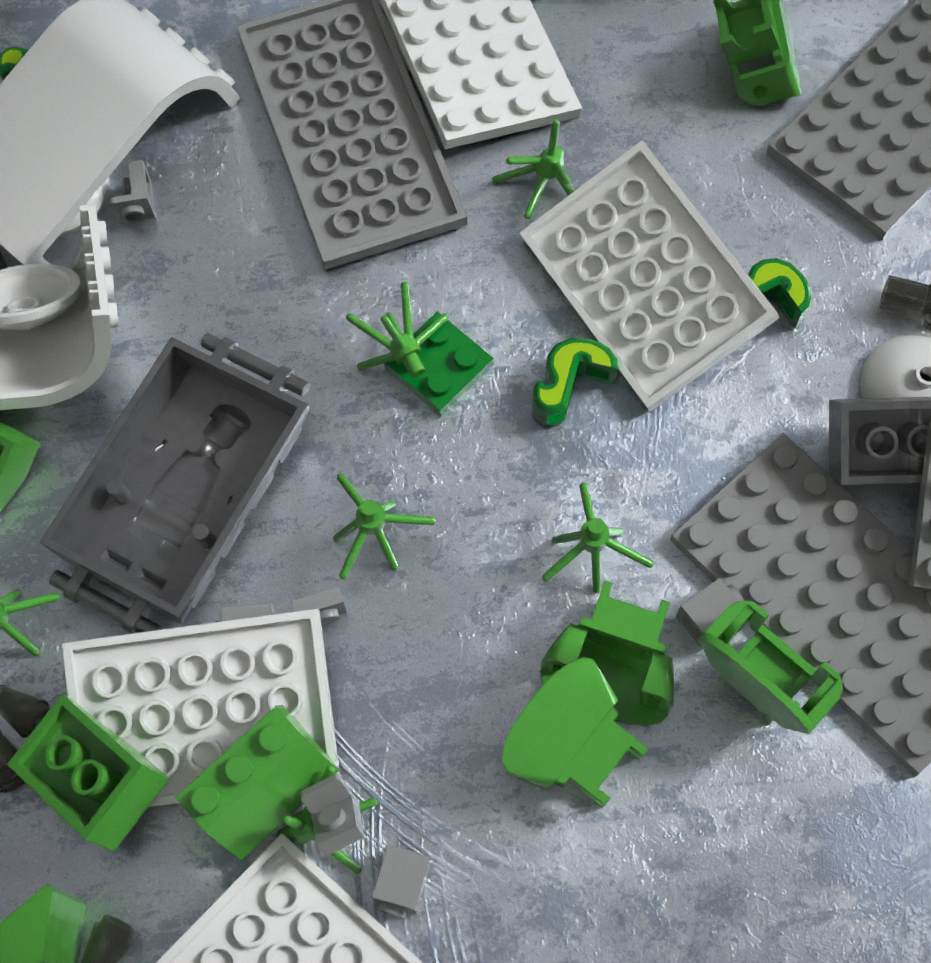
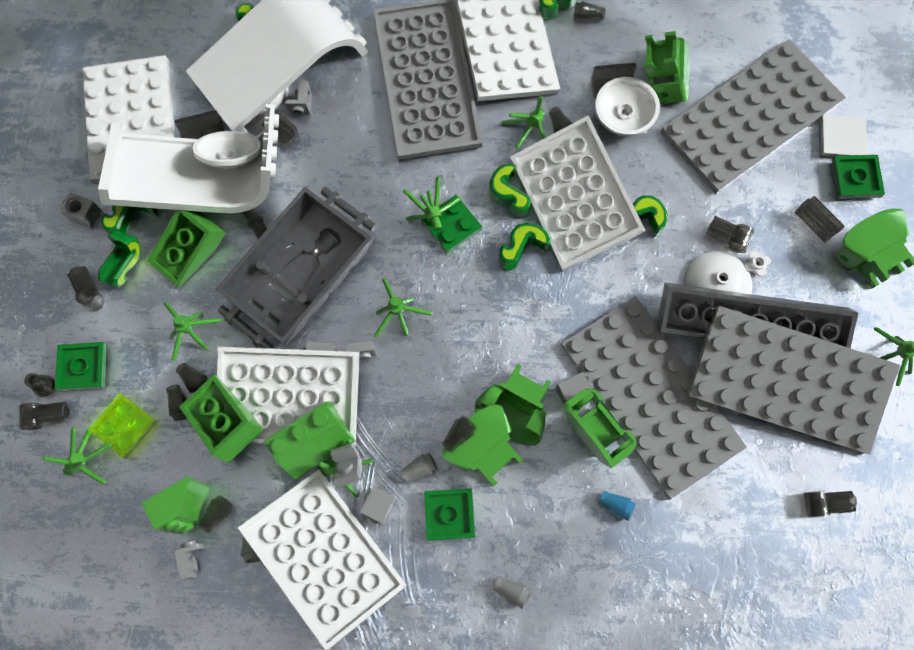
camera: 10 degrees right, 5 degrees up
(90, 416) = (255, 222): none -> clear smoke axle
(124, 251) = (287, 131): none -> clear smoke panel
(464, 798) = (420, 467): none -> light grey cone
(526, 298) = (507, 195): none -> green animal
(527, 720) = (459, 433): none -> clear smoke cone
(533, 873) = (449, 514): none -> green plate
(589, 157) = (558, 119): none -> clear smoke cone
(593, 538) = (516, 339): bright green plant -> none
(669, 79) = (606, 73): none -> clear smoke panel
(706, 103) = (631, 97): none -> white dish
(829, 801) = (618, 505): none -> dark azure cone

